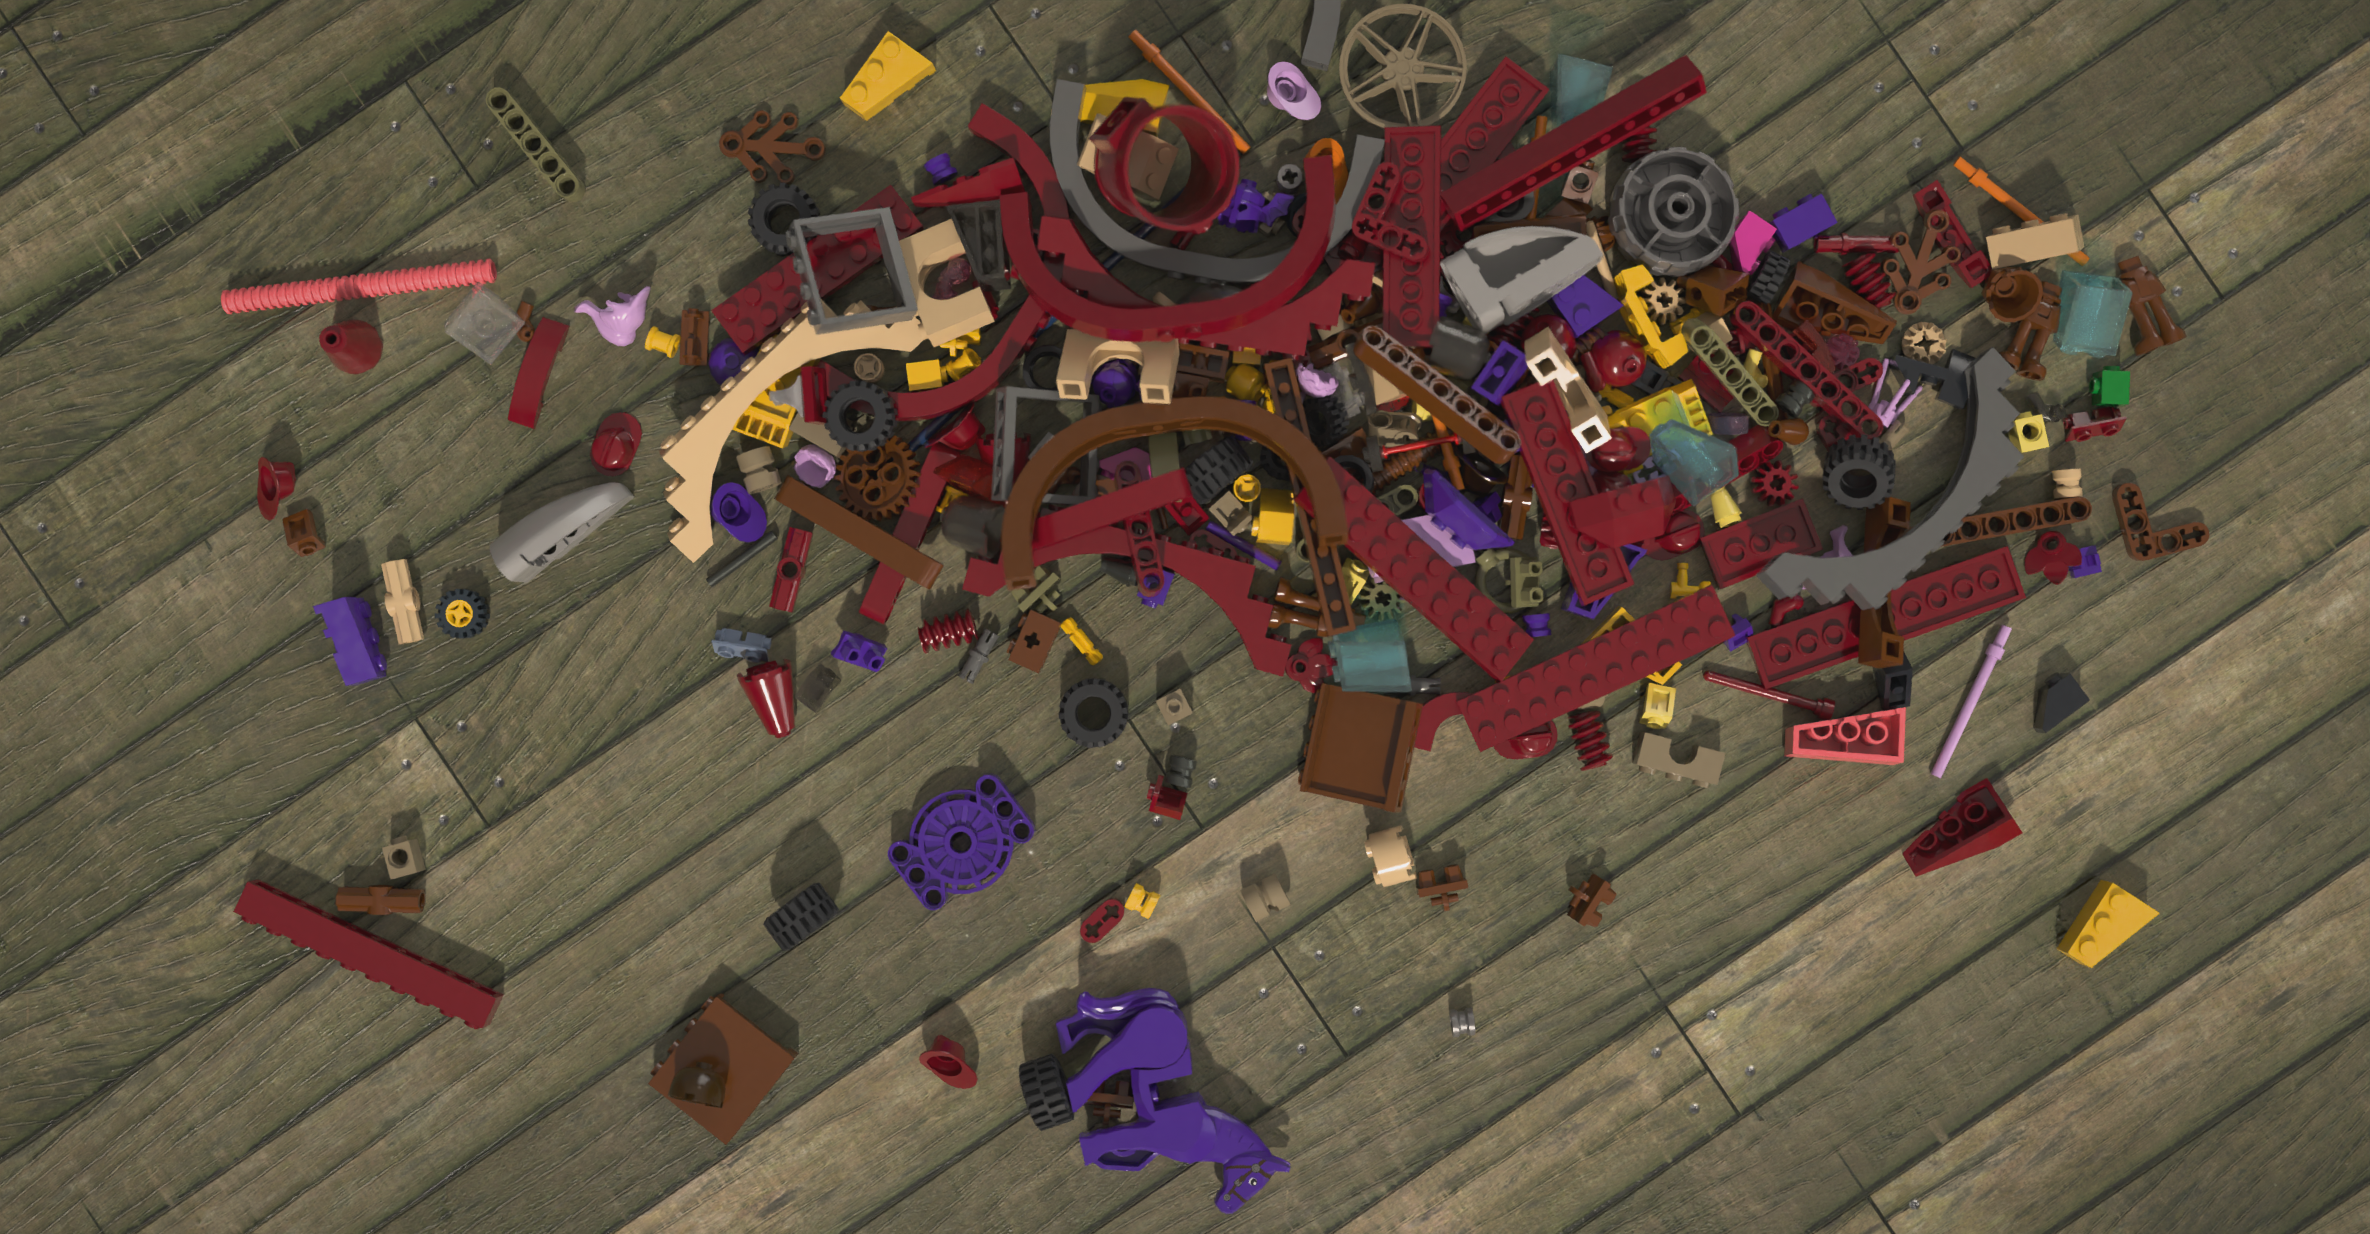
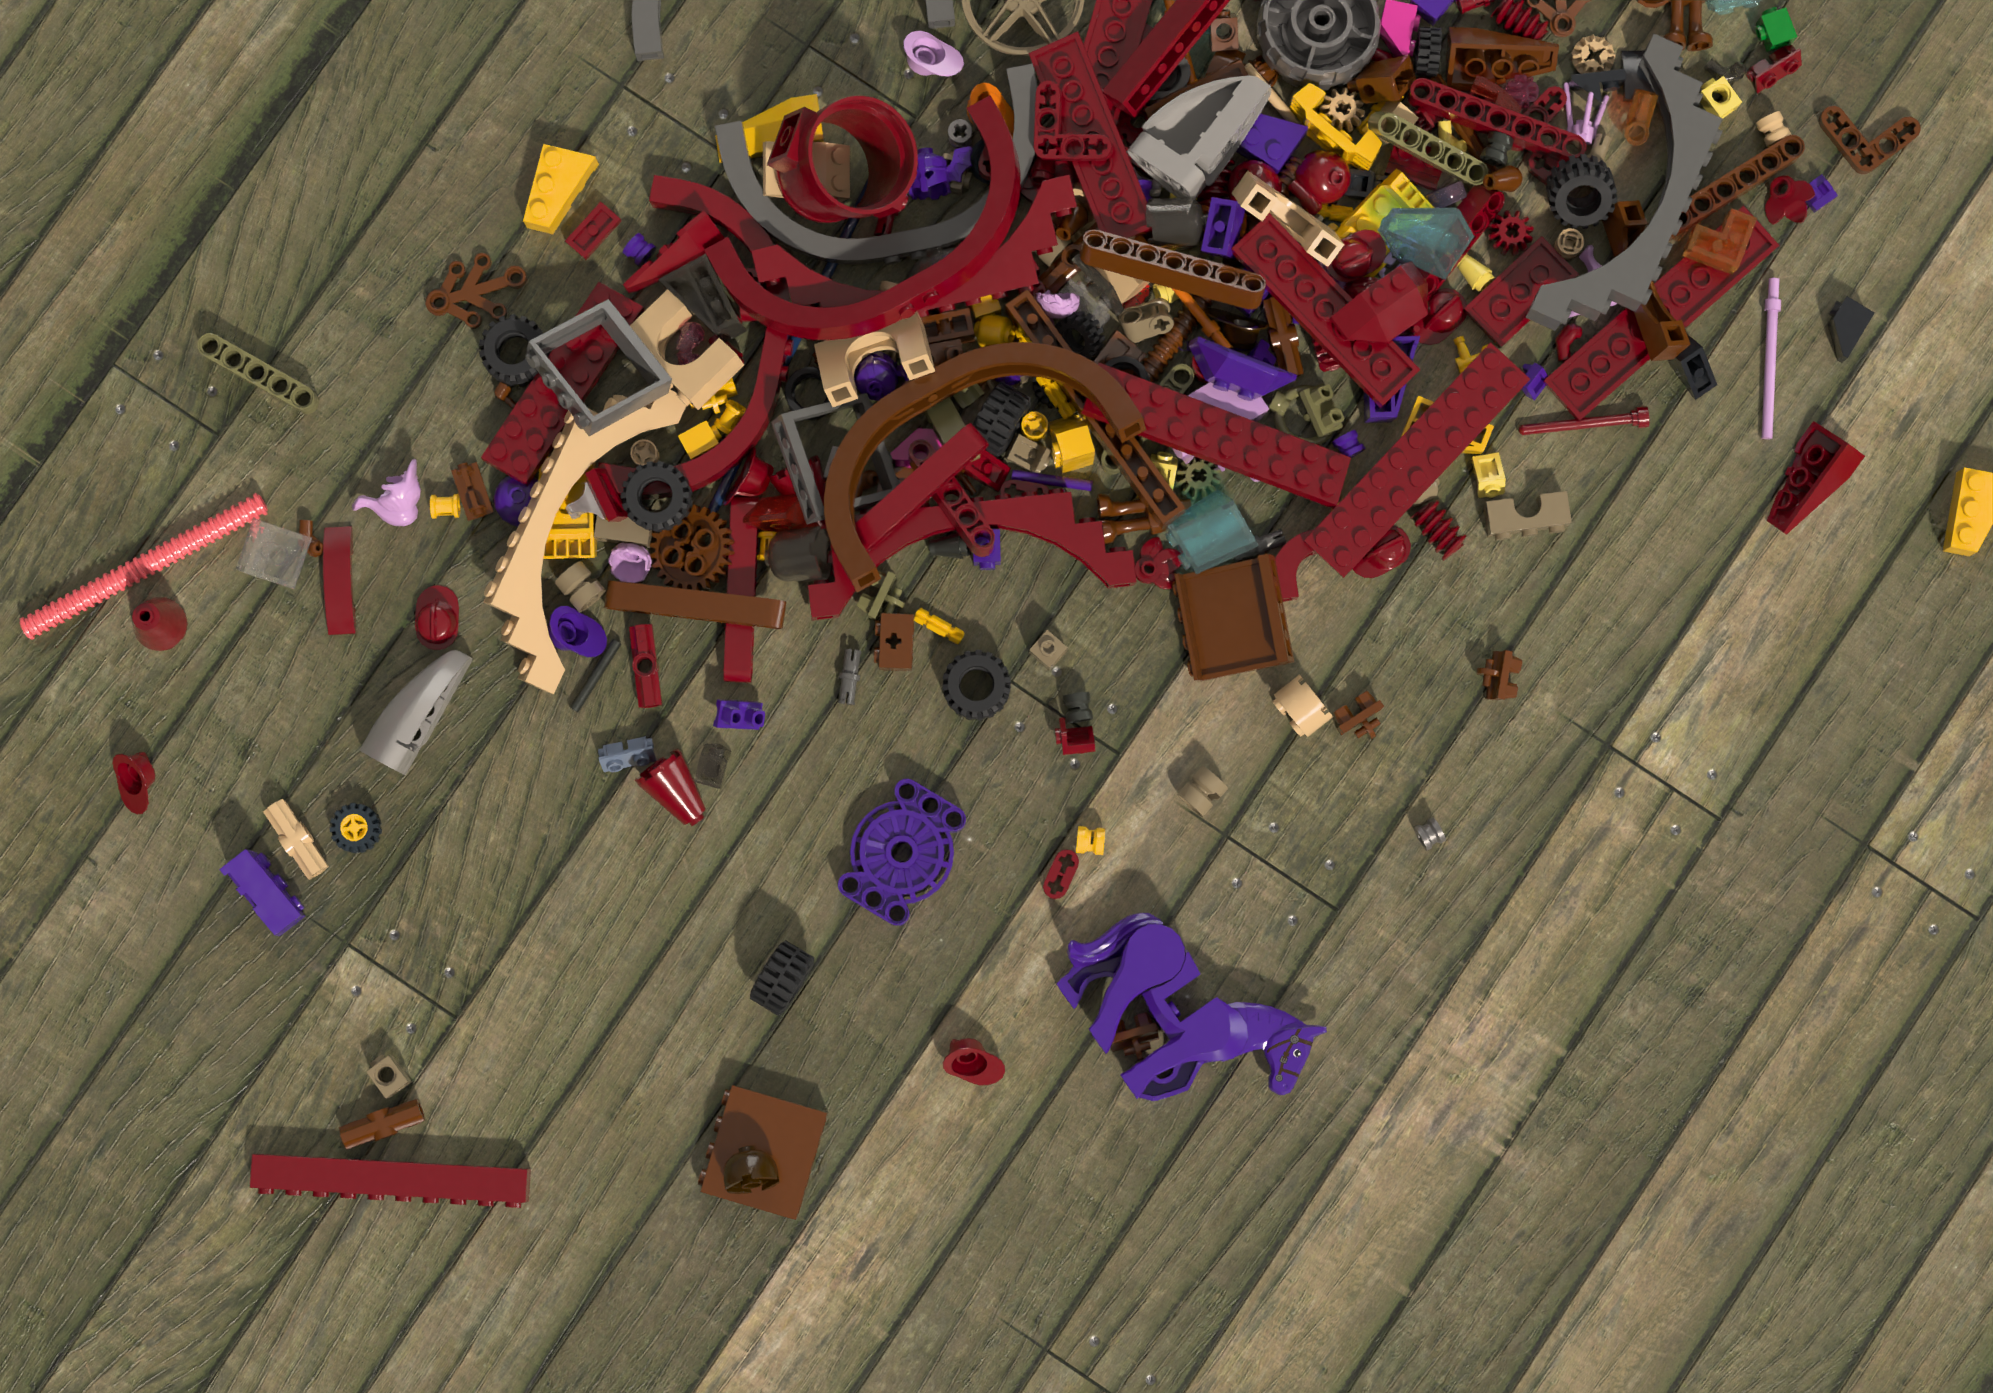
camera: 20 degrees left, 5 degrees down
(302, 533) = (178, 813): reddish brown bracket -> none
(759, 254) = (502, 392): none -> reddish brown hand
(904, 133) = (593, 231): none -> dark red plate
(947, 631) = (812, 664): dark red piece -> none
(1046, 1092) = (1073, 1048): black tyre -> none
(1152, 54) = (791, 72): orange bar -> none
(1279, 473) = (1057, 397): none -> yellow axle
(1374, 453) = (1138, 347): axle -> none
(1820, 516) = (1567, 248): none -> tan wheel
(1860, 738) = (1674, 434): coral wedge -> none
(1945, 419) = (1639, 114): none -> clear orange piece
(1973, 582) = (1723, 248): none -> clear orange brick

